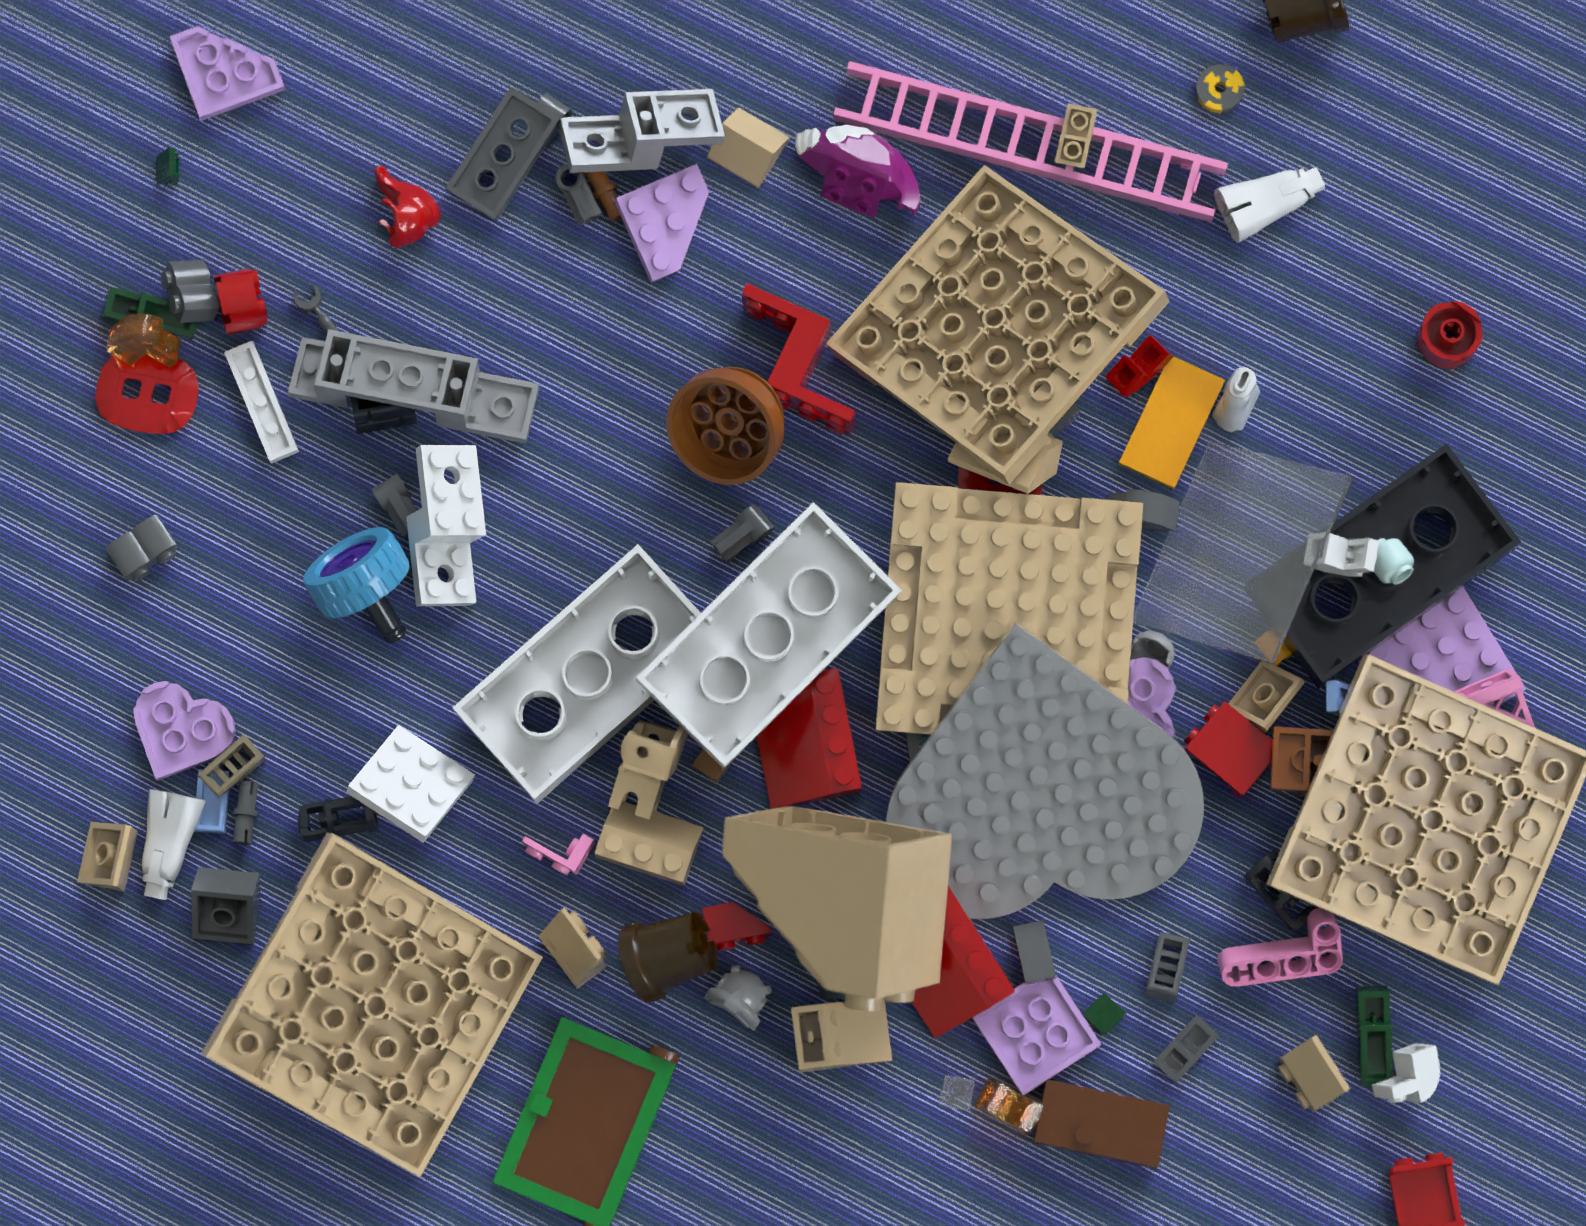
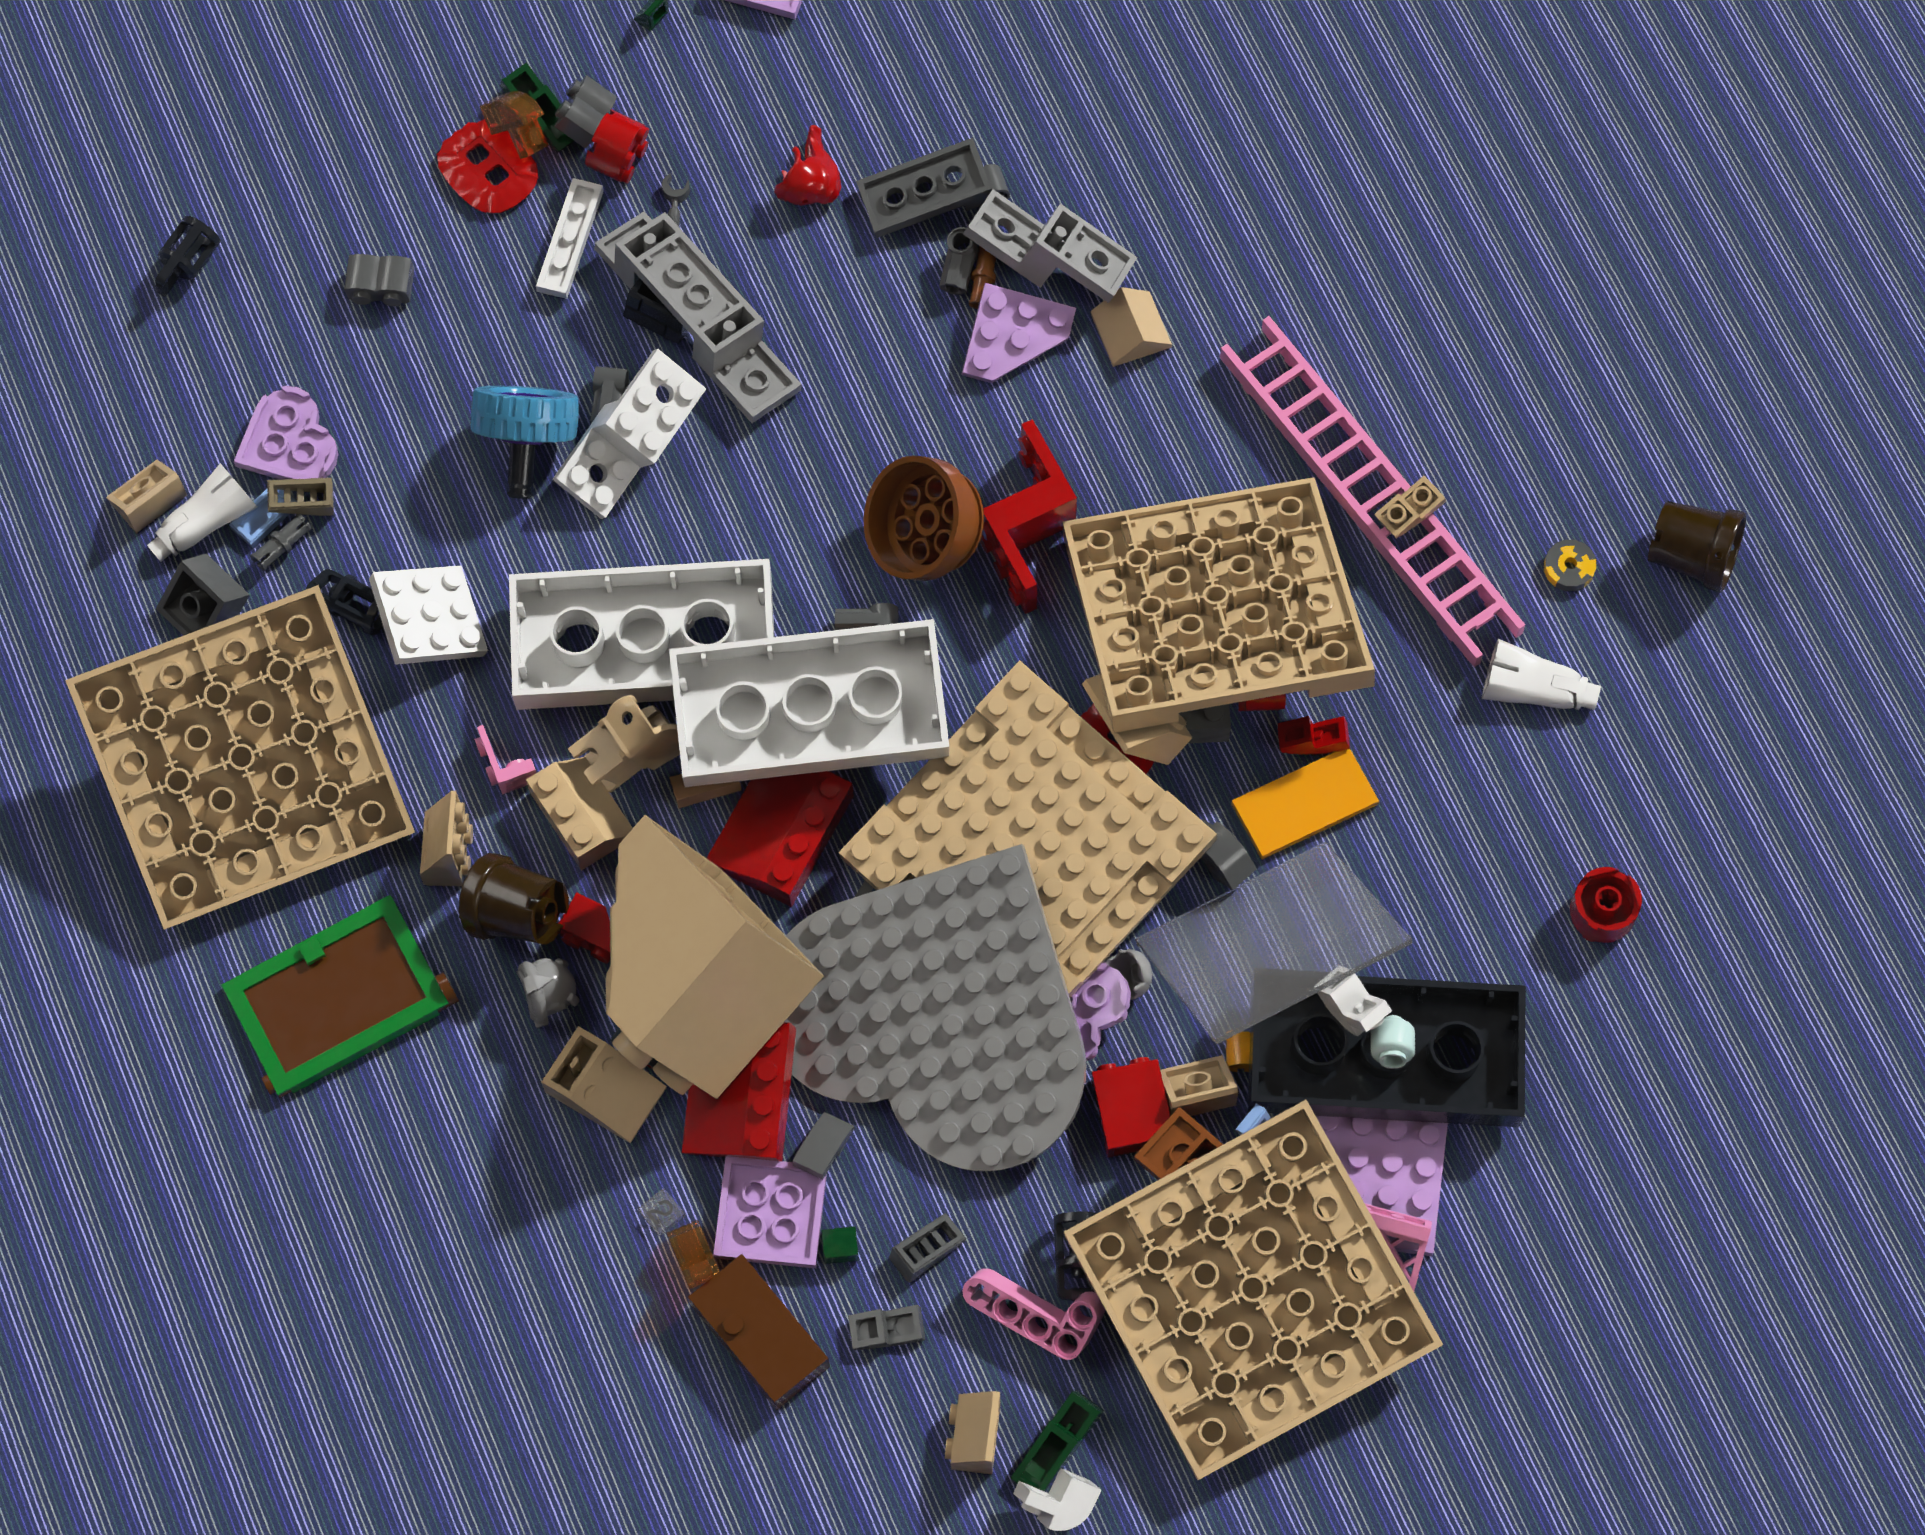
camera: 35 degrees right, 10 degrees down
(859, 168) = (1207, 406): magenta animal -> none
(1237, 401) = (1376, 820): white piece -> none

